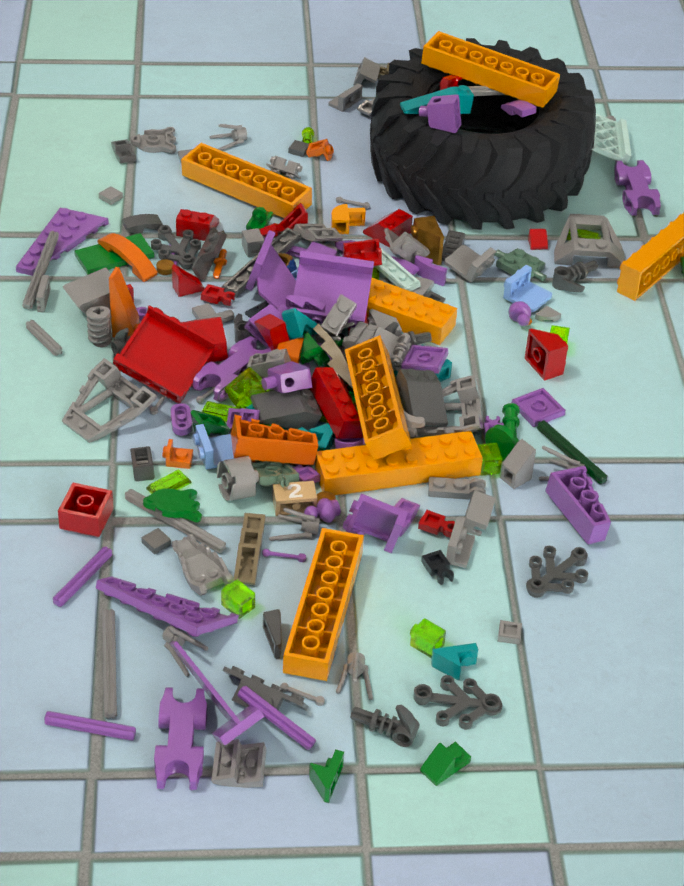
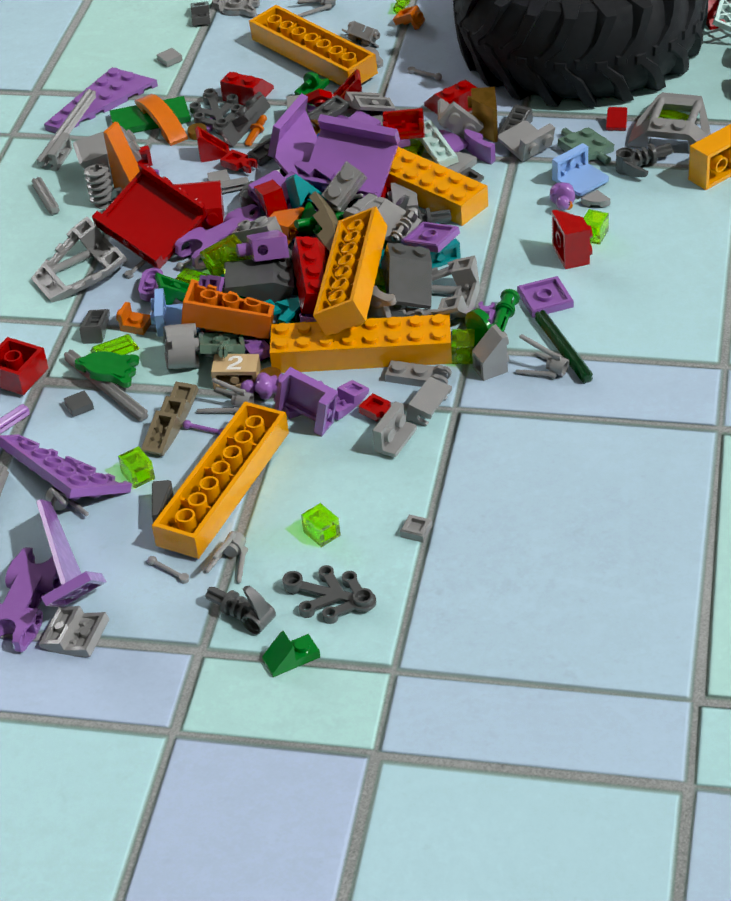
camera: 20 degrees right, 0 degrees up
(138, 222) = (183, 85): dark grey slope -> none
(200, 565) = (110, 430): light grey animal -> none
(273, 695) = (120, 567): dark grey bracket -> none
(277, 718) = (126, 588): medium lavender axle -> none
(298, 148) = (386, 15): dark grey tile -> none
(327, 777) = (160, 654): green slope -> none
(343, 217) = (406, 87): light orange brick -> none
(438, 564) = (363, 452): black plate -> none
(452, 658) = (341, 546): teal slope -> none
(539, 585) = (468, 482): dark grey plant -> none
(579, 503) = (544, 398): medium lavender wedge -> none

